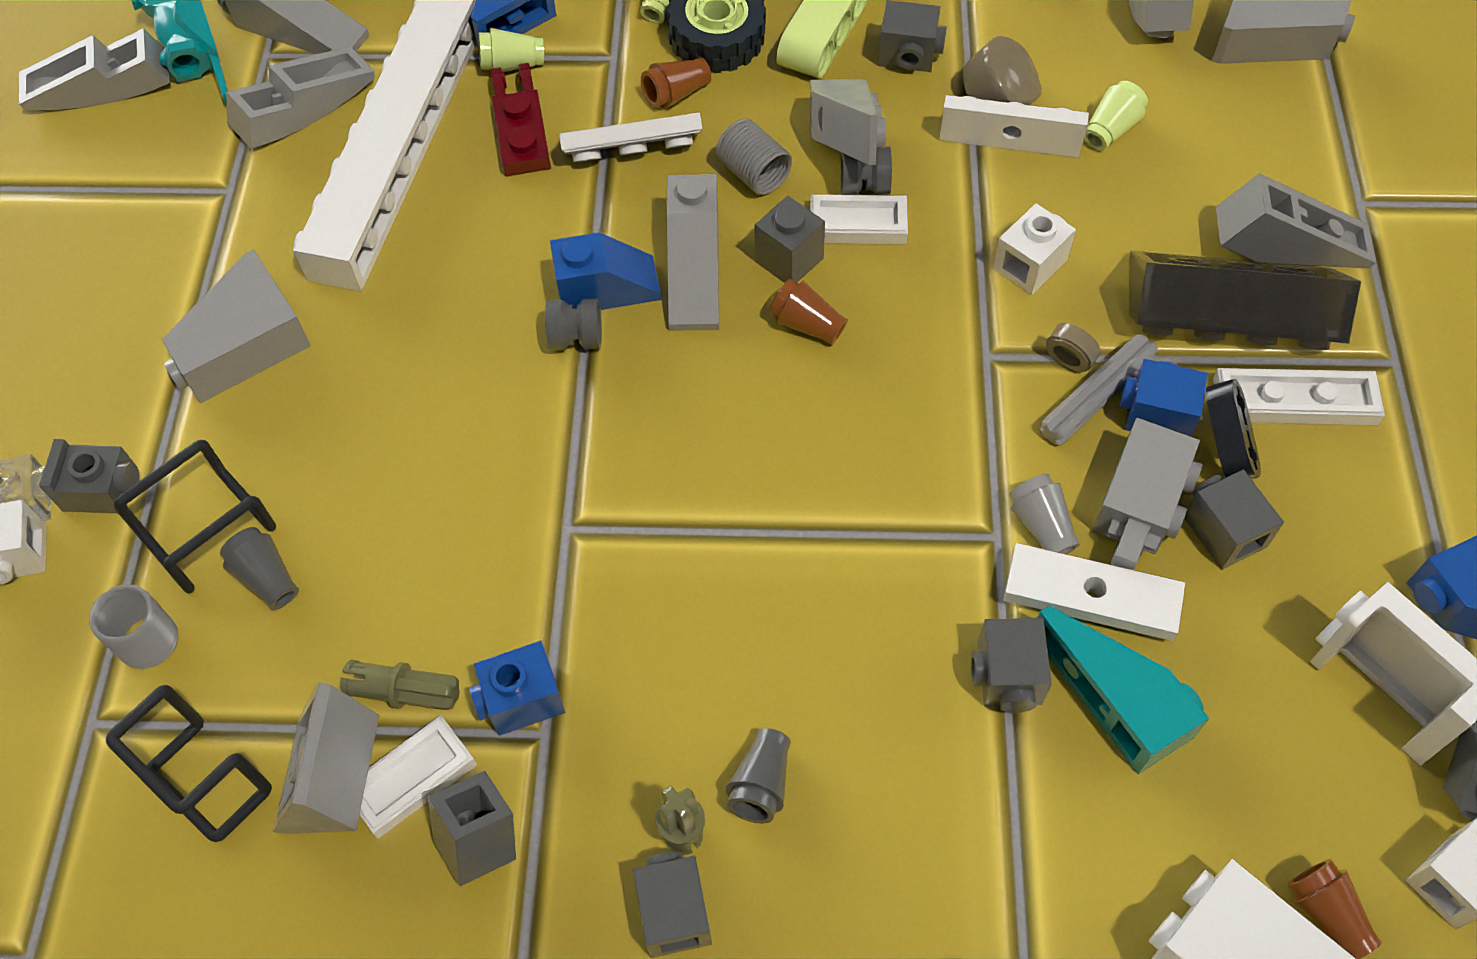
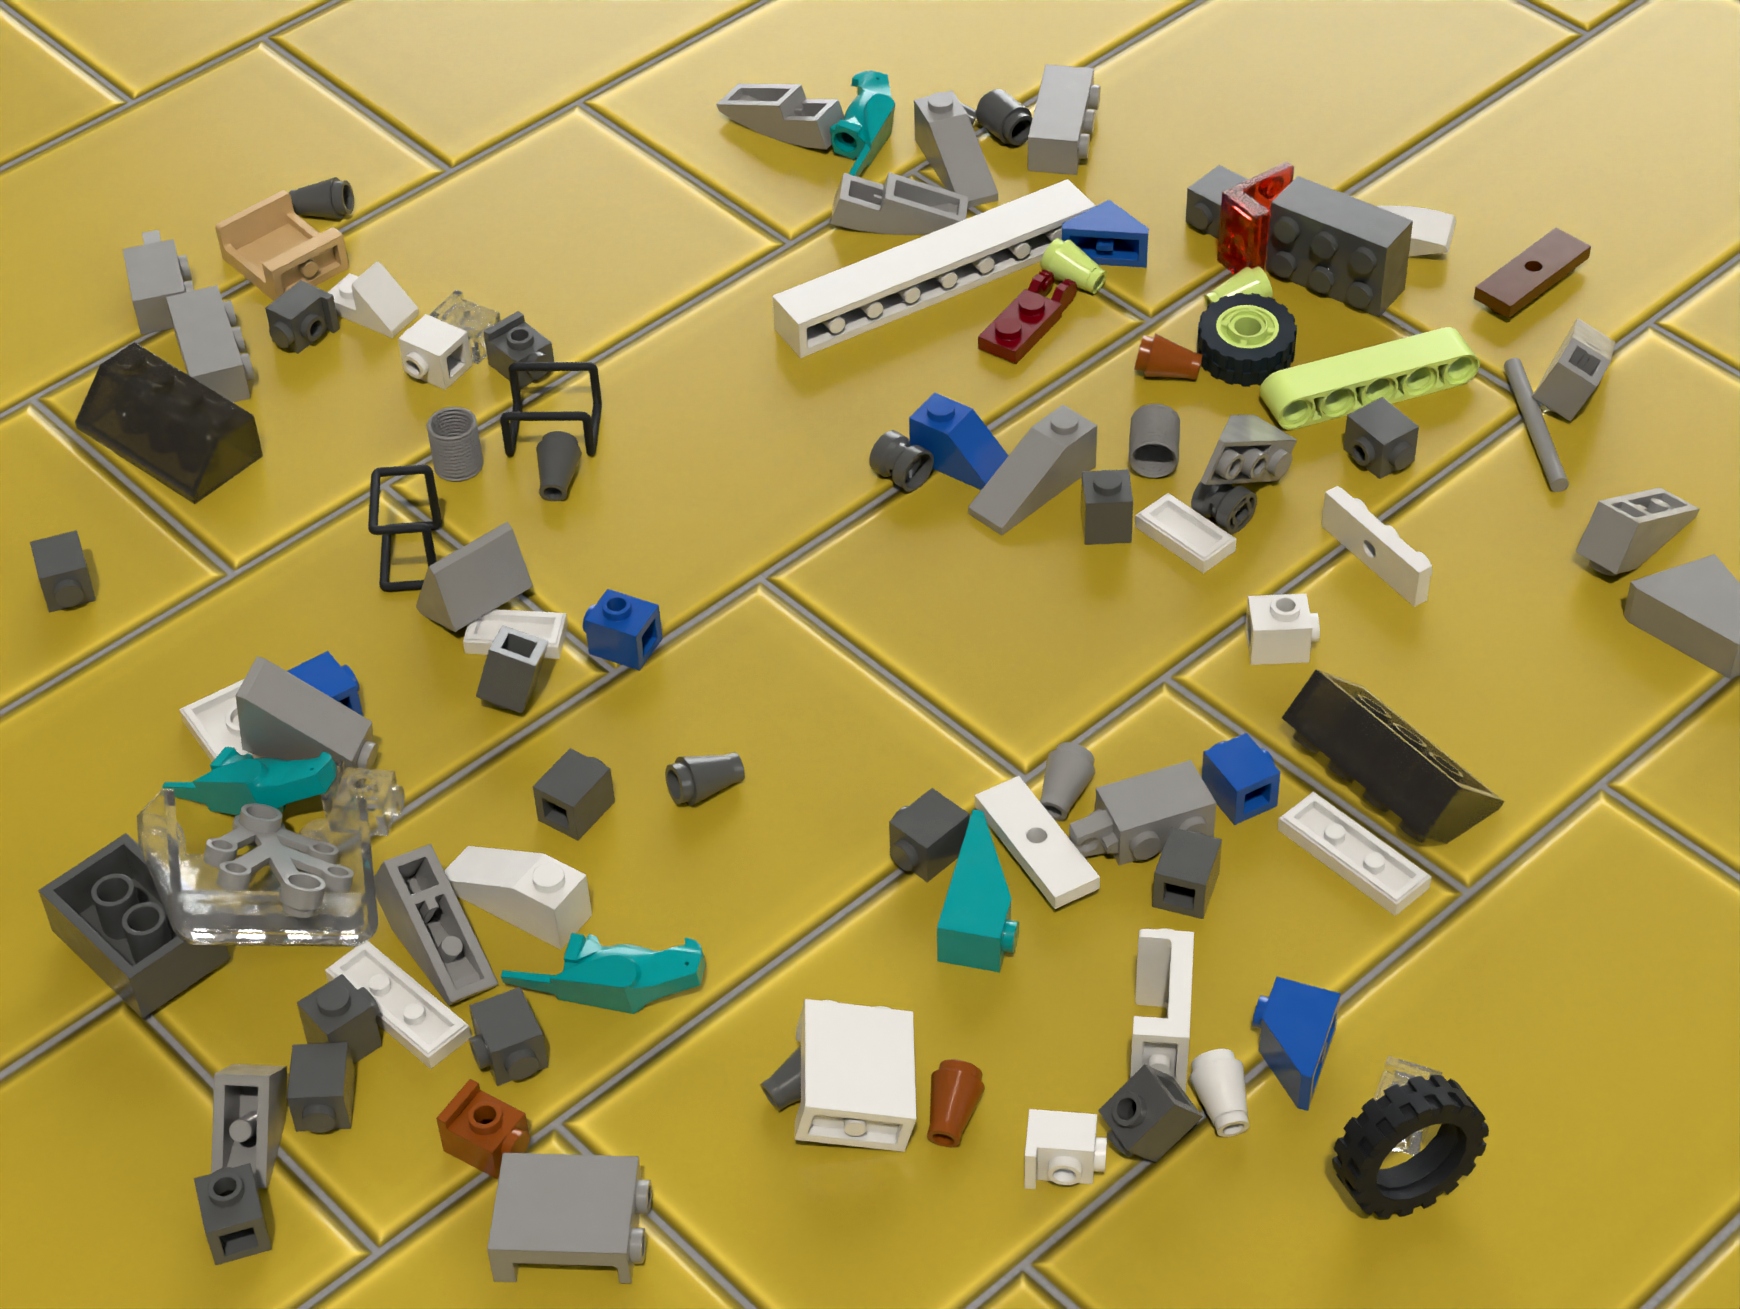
camera: 45 degrees right, 15 degrees down
(233, 332) = (690, 324): light grey slope -> none
(400, 685) = (561, 580): olive axle -> none
(631, 137) = (1086, 374): white tile -> none
(680, 820) = (624, 747): olive axle -> none
(807, 312) = (1064, 555): dark orange cone -> none
(1002, 73) = (1417, 507): dark tan hair -> none
(1072, 347) = (1220, 704): dark tan tile -> none
(1097, 390) = (1192, 743): light grey axle -> none
(1116, 113) = (1470, 592): yellowish green cone -> none
(1233, 429) = (1258, 824): black beam -> none
(1288, 227) = (1499, 751): light grey slope -> none

